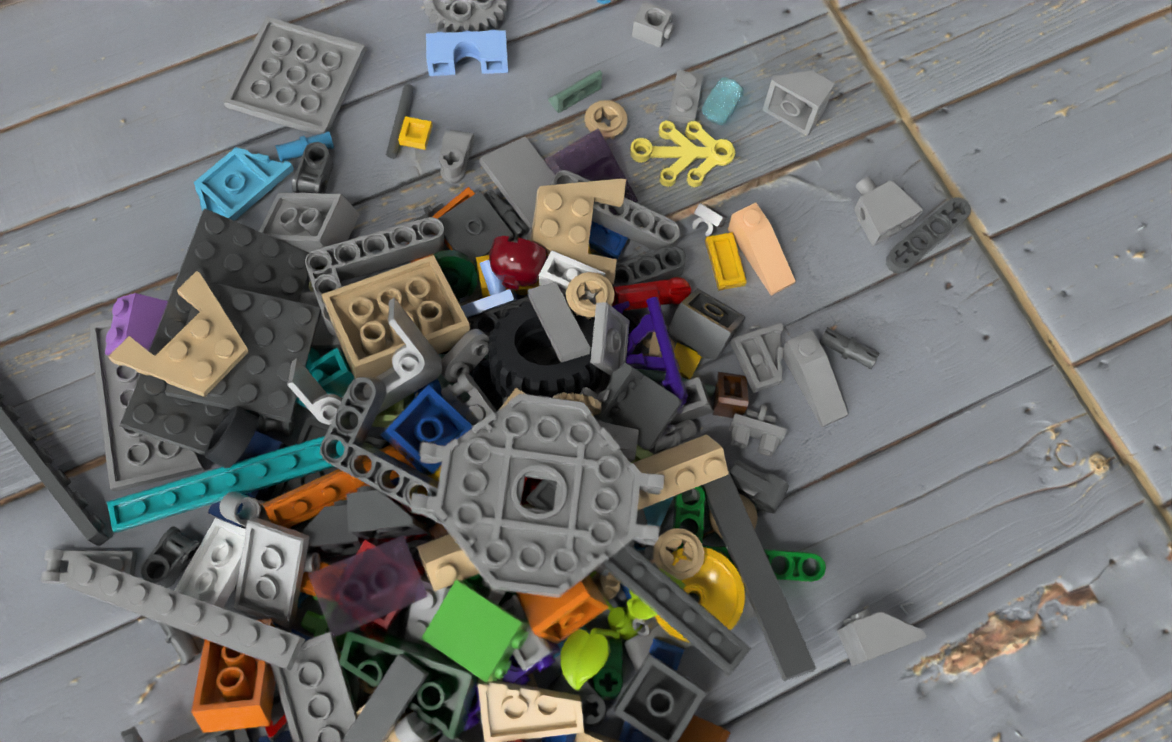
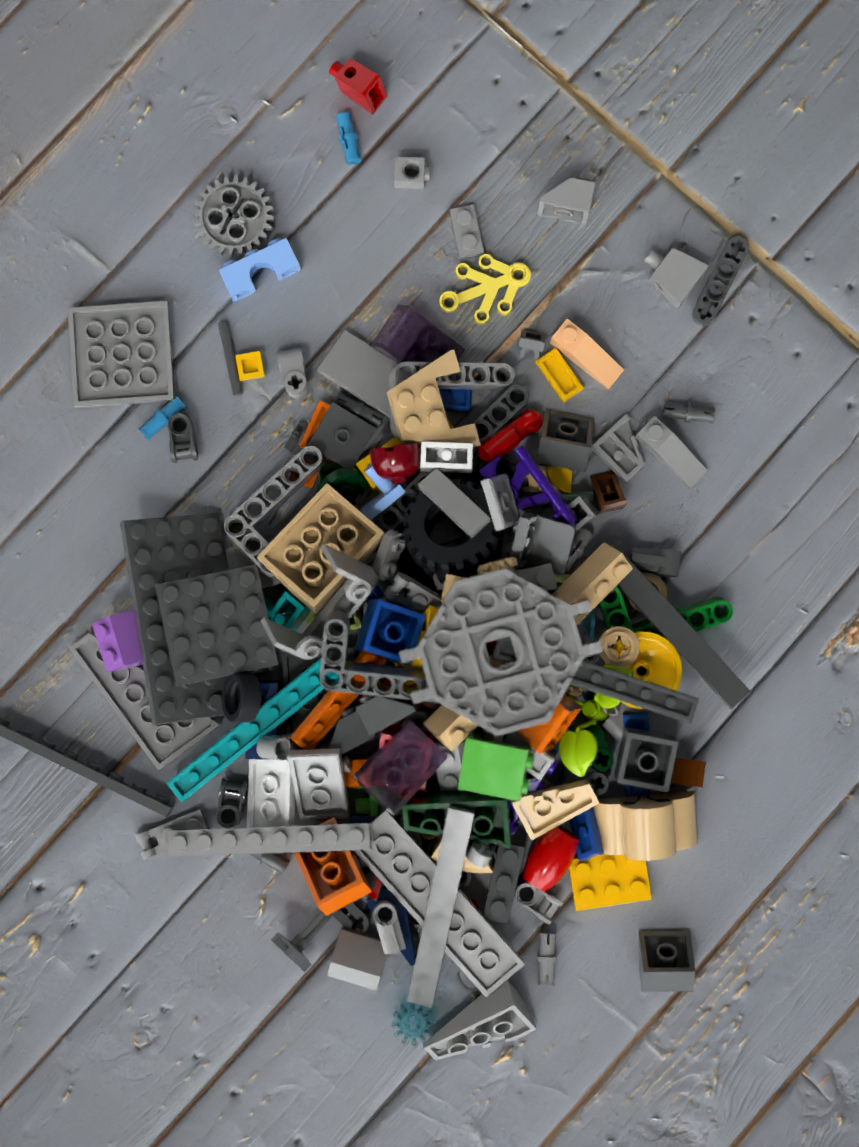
camera: 15 degrees left, 15 degrees up
(198, 353) = (189, 642): tan wing -> none
(239, 182) = (123, 476): medium azure wing -> none
(310, 220) = (201, 487): light grey slope -> none
(576, 92) = (369, 266): sand green slope -> none
(595, 284) = (468, 458): tan gear -> none
(600, 396) = (507, 553): light grey piece -> none
(612, 112) = (408, 273): tan gear -> none
(722, 101) = (502, 228): clear light blue gear -> none
(758, 426) = (628, 518): light grey hips -> none
(874, 635) = (787, 645): light grey slope -> none

